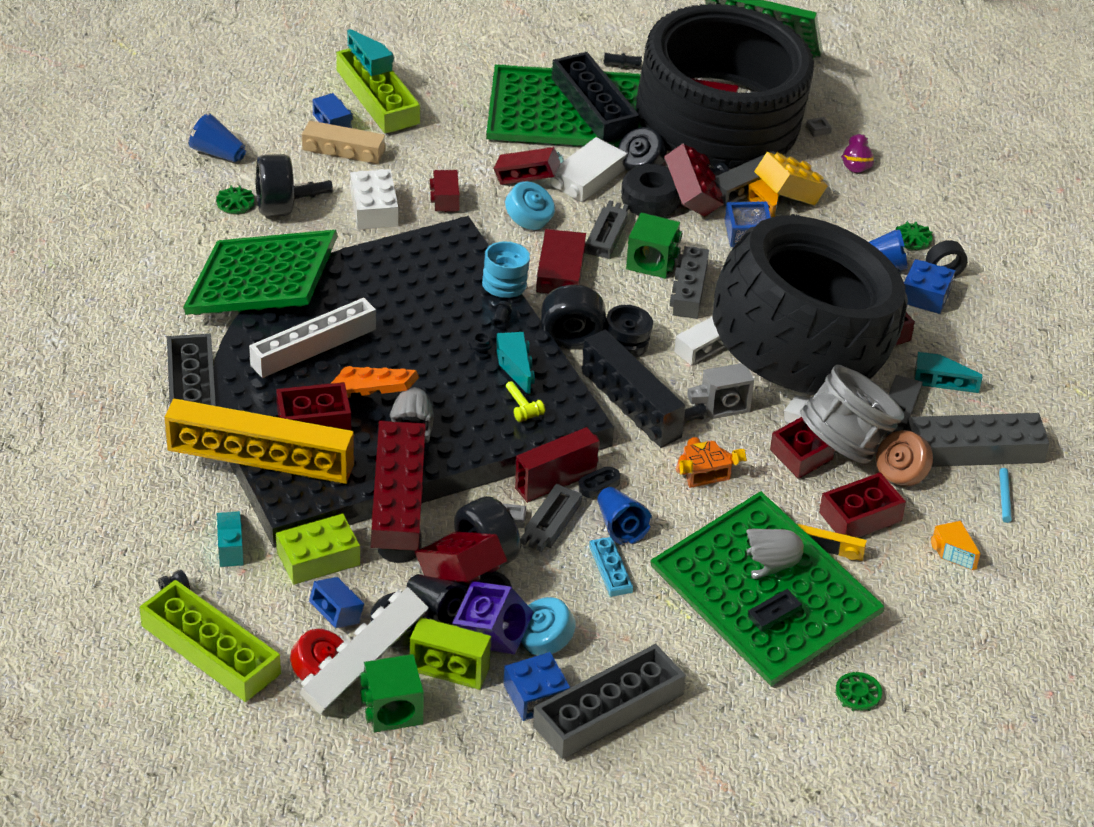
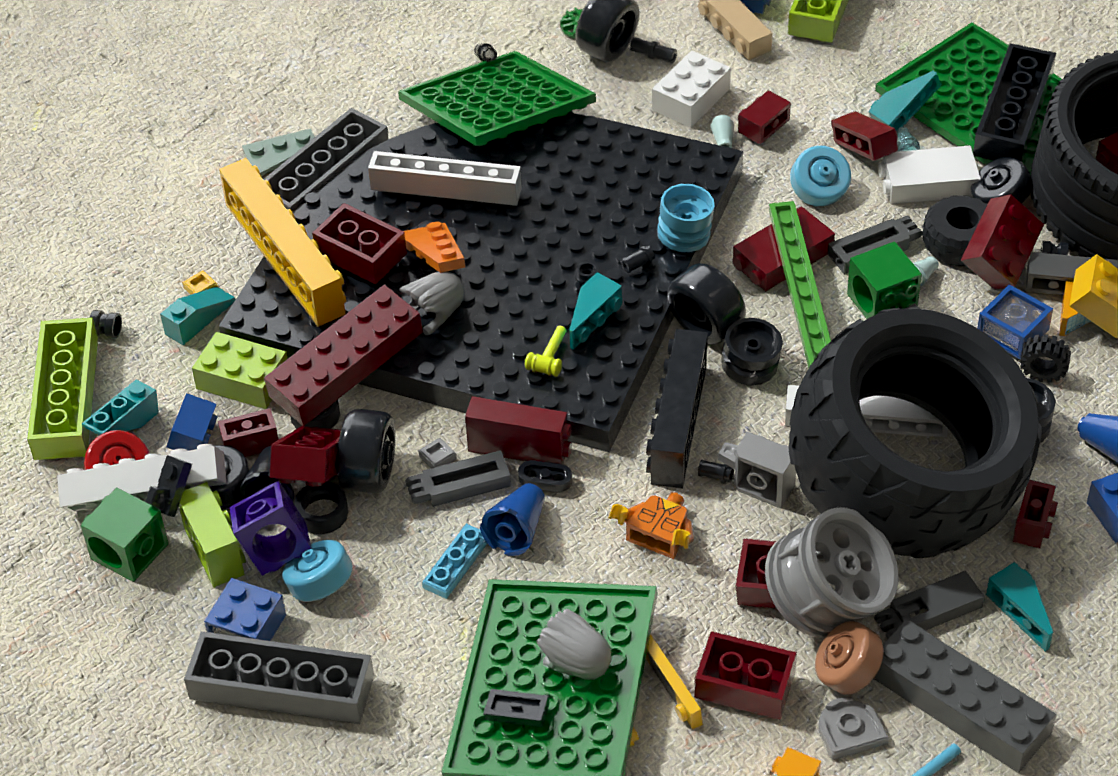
camera: 50 degrees right, 5 degrees up
(133, 403) = (275, 151): none -> wing
(202, 251) = (485, 52): none -> black pin
(202, 520) = (199, 282): none -> yellow tile
(279, 621) = (126, 410): none -> teal slope
(385, 578) = (249, 432): none -> dark red brick
(404, 632) = (170, 486): none -> black hinge
(427, 214) = (723, 129): none -> light aqua cone
(522, 133) = (902, 103): none -> teal slope
(624, 278) = (799, 279): none -> bright green plate
(940, 499) = (850, 728): none -> light grey tile

